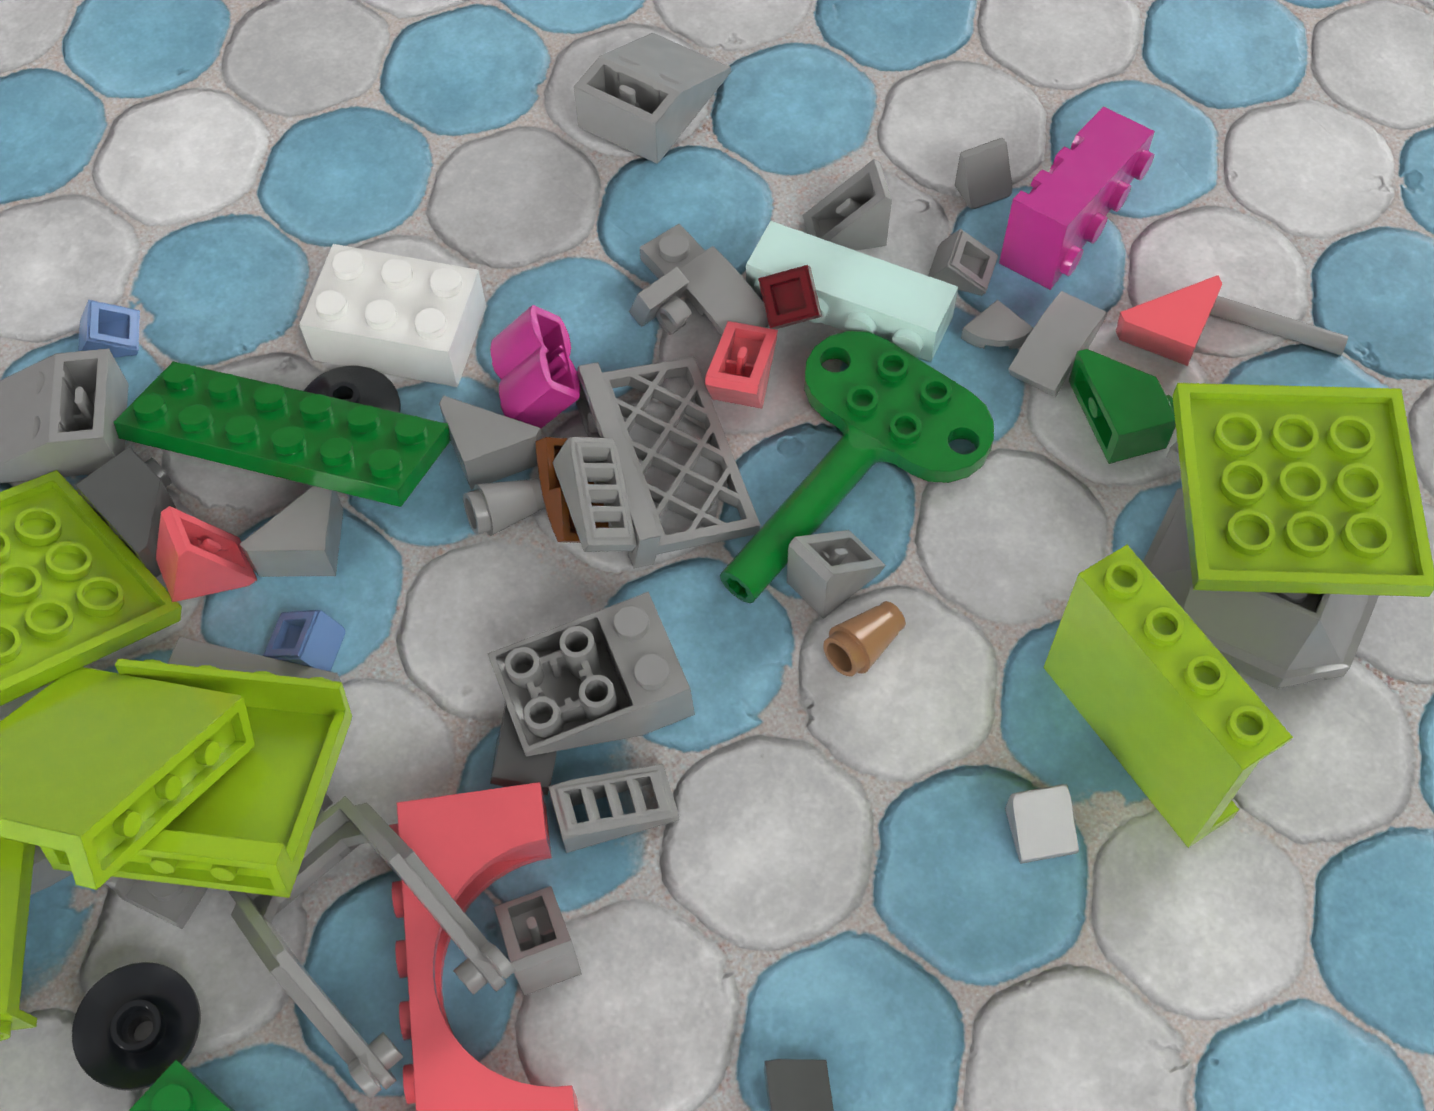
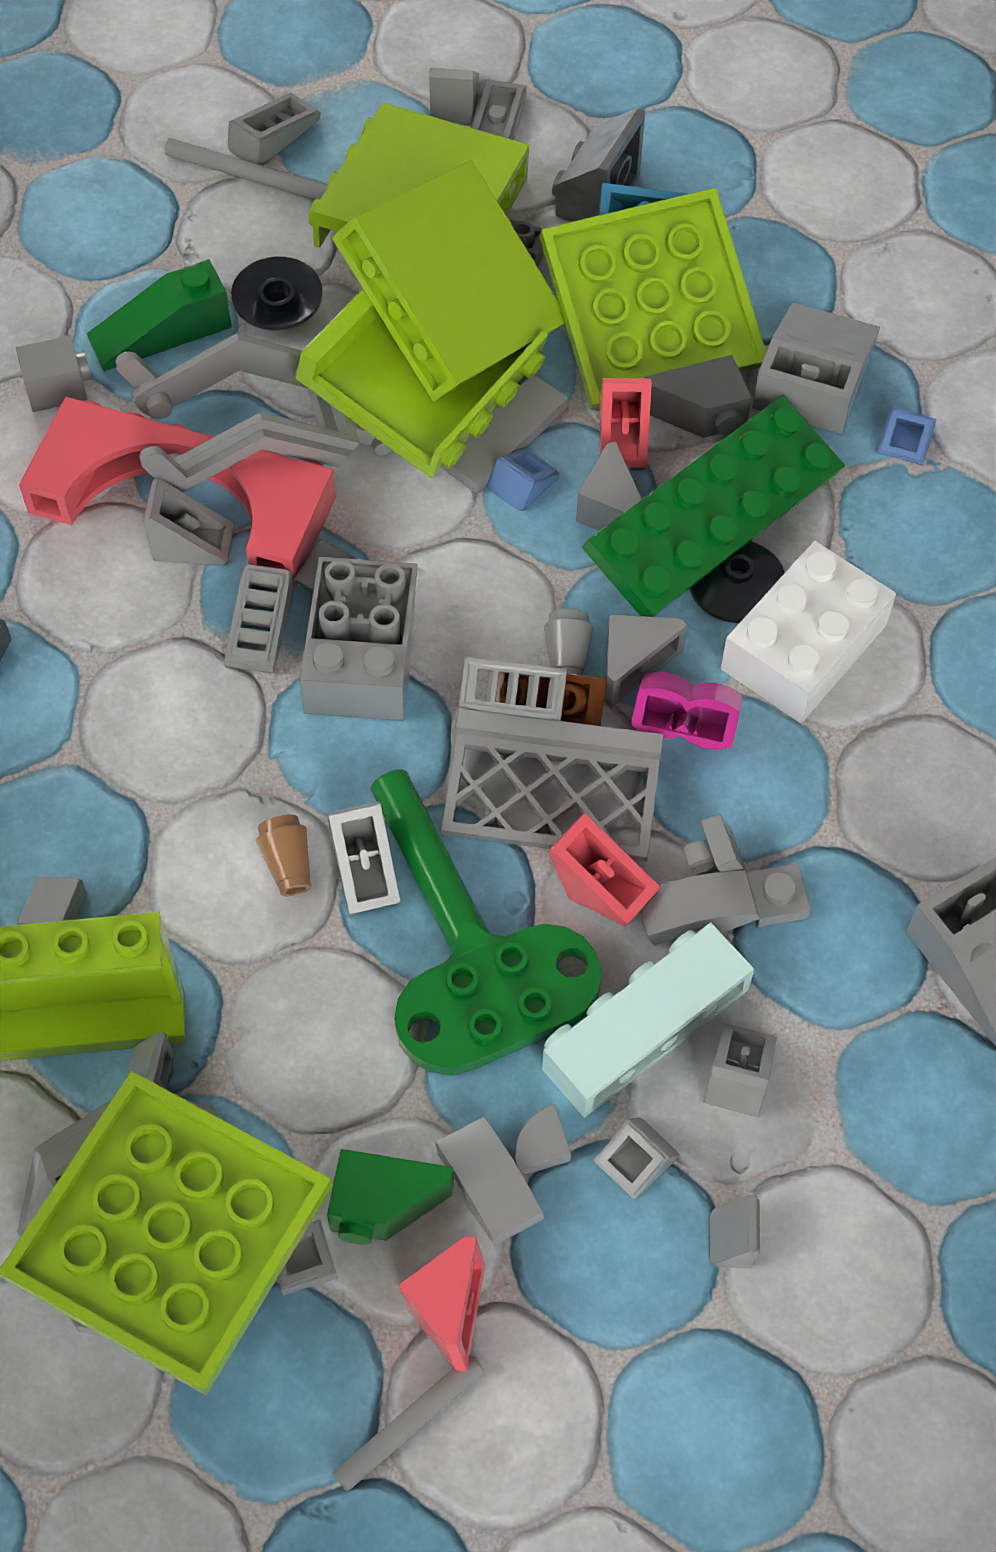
camera: 115 degrees right, 0 degrees up
(790, 297) = (652, 942): dark red tile -> none
(1074, 197) = (655, 1303): dark pink wedge -> none

